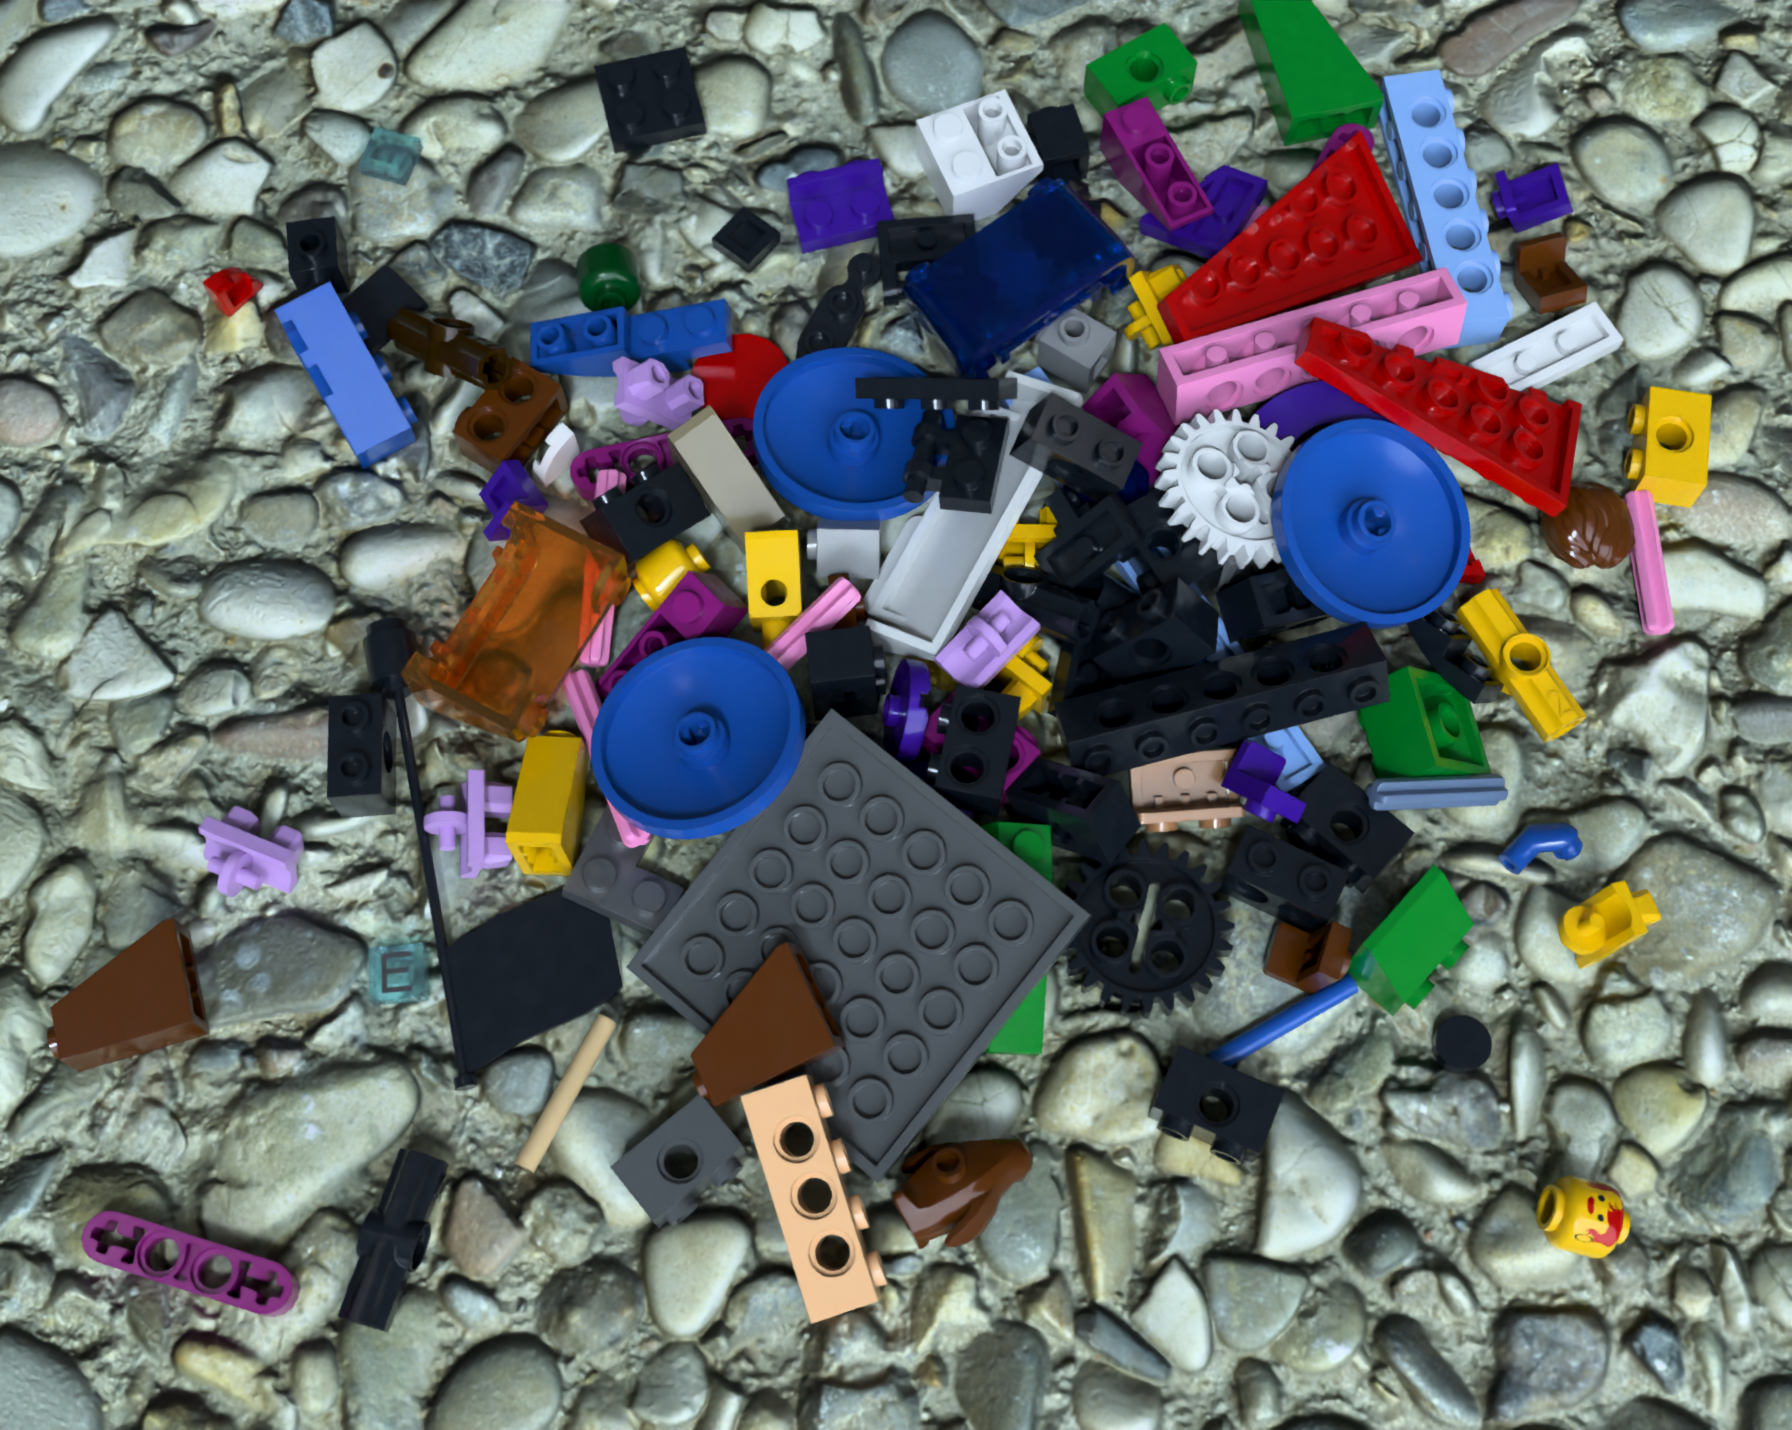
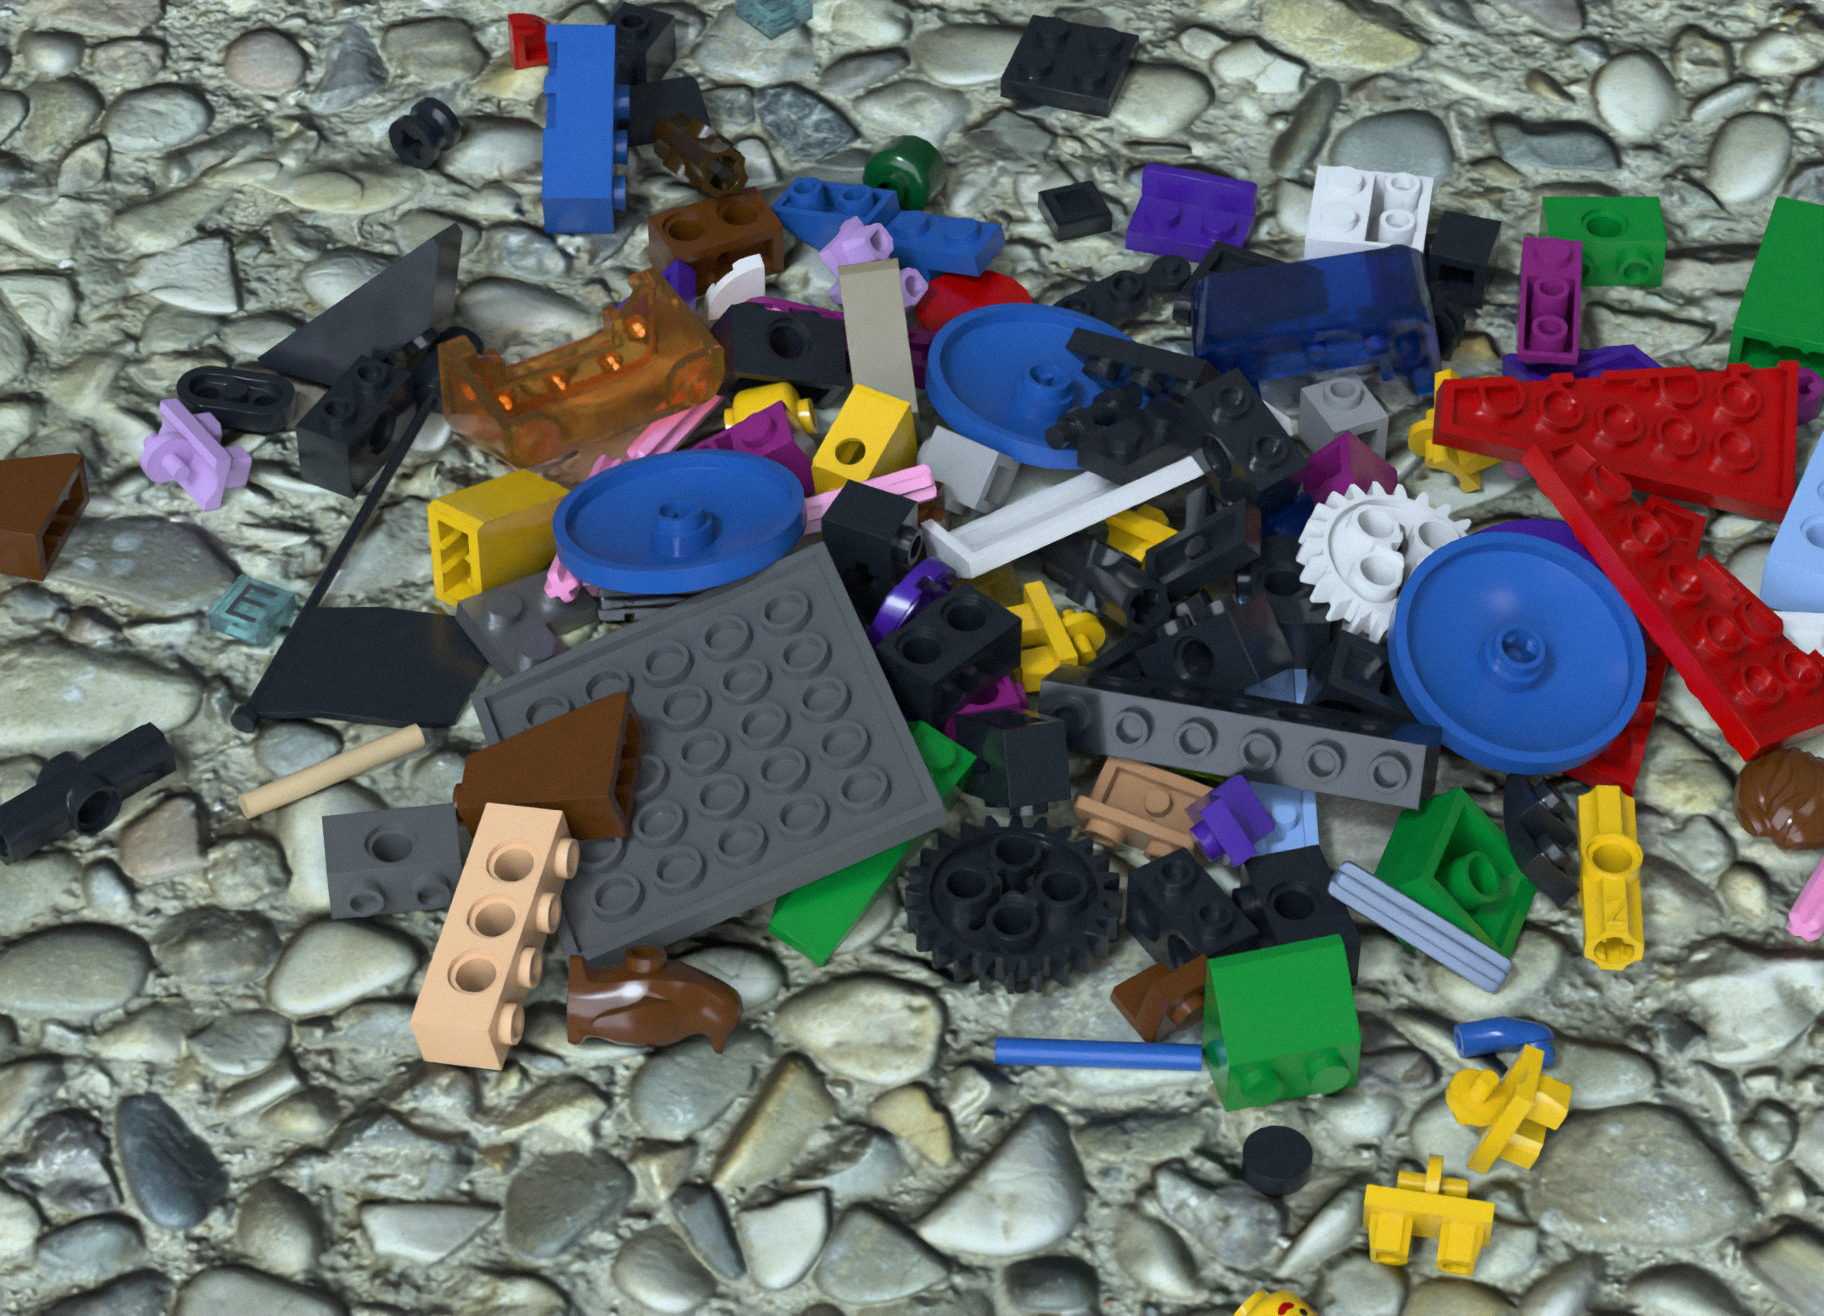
camera: 30 degrees right, 25 degrees down
(209, 428) = (424, 133): none -> black wheel
(245, 771) = (239, 397): none -> black plate
(311, 656) = (378, 317): none -> black wedge
(477, 801) = (407, 525): lavender hips -> none
(987, 642) = (1033, 573): lavender hips -> none
(1248, 1101) = (965, 1072): black brick -> none
(1259, 357) = (1492, 466): bright pink brick -> none
(1580, 1052) = (1427, 1208): none -> yellow hips

